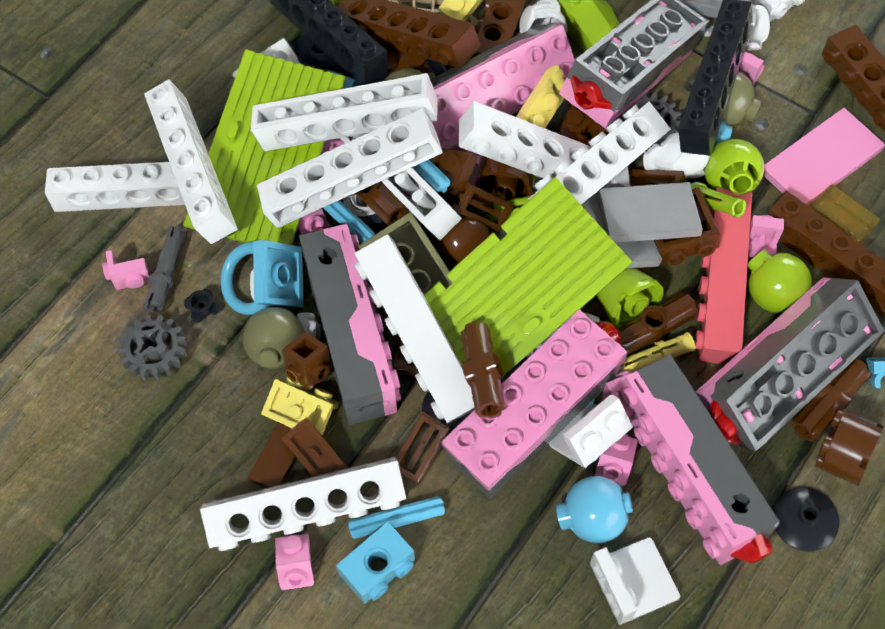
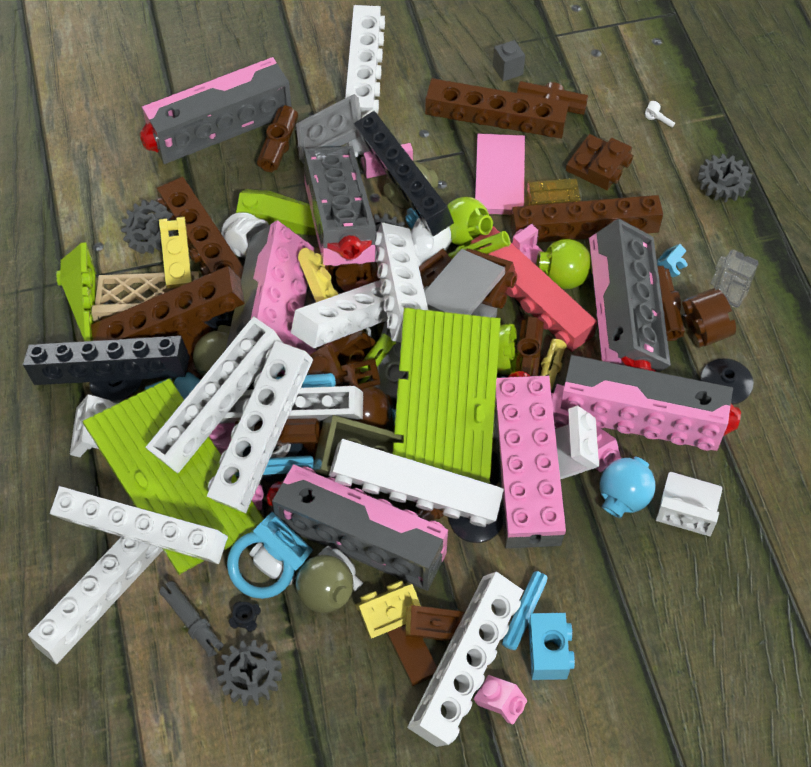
camera: 50 degrees left, 5 degrees down
(125, 274) = (172, 646): bright pink bracket -> none
(306, 360) = (369, 572): reddish brown brick -> none
(433, 451) = (501, 546): reddish brown tile -> none
(482, 370) = (486, 465): reddish brown piece -> none

